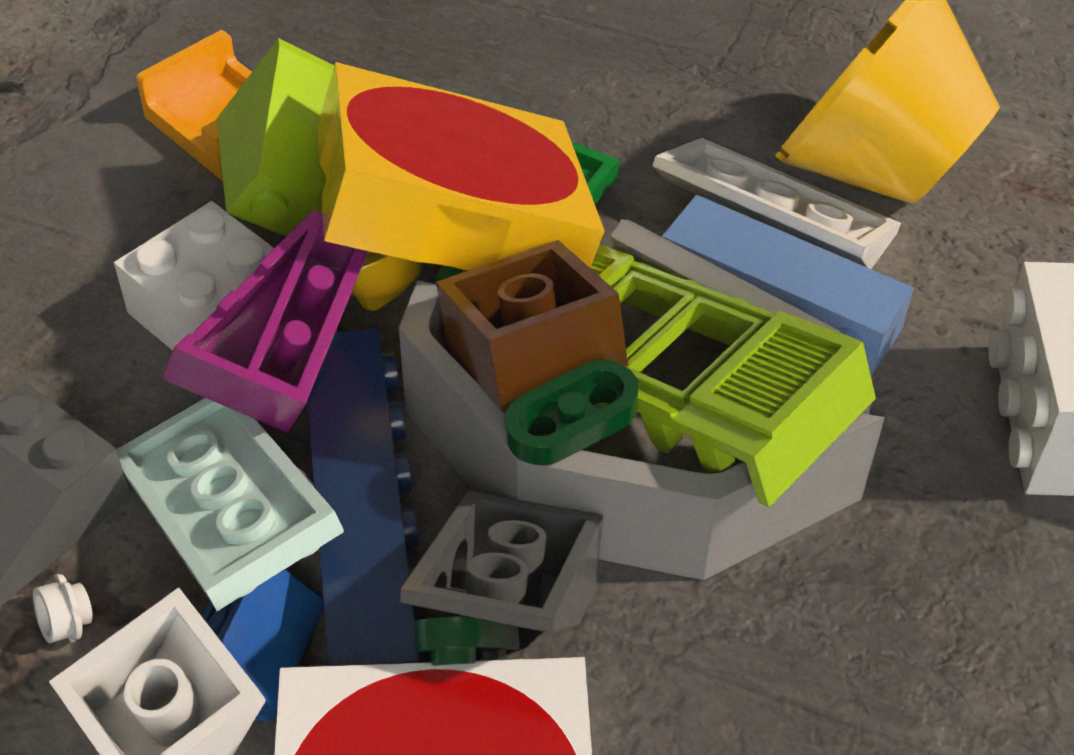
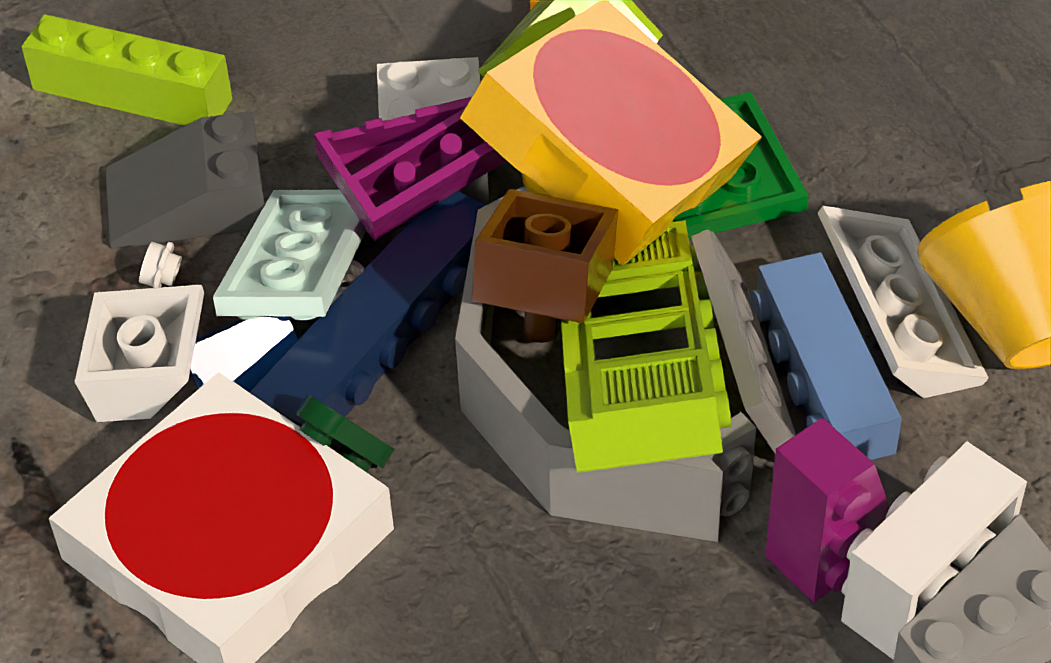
camera: 45 degrees right, 0 degrees up
(510, 564) = (401, 407): dark grey slope -> none
(568, 412) = (508, 326): dark green plate -> none
(974, 397) = (819, 506): none -> magenta wedge

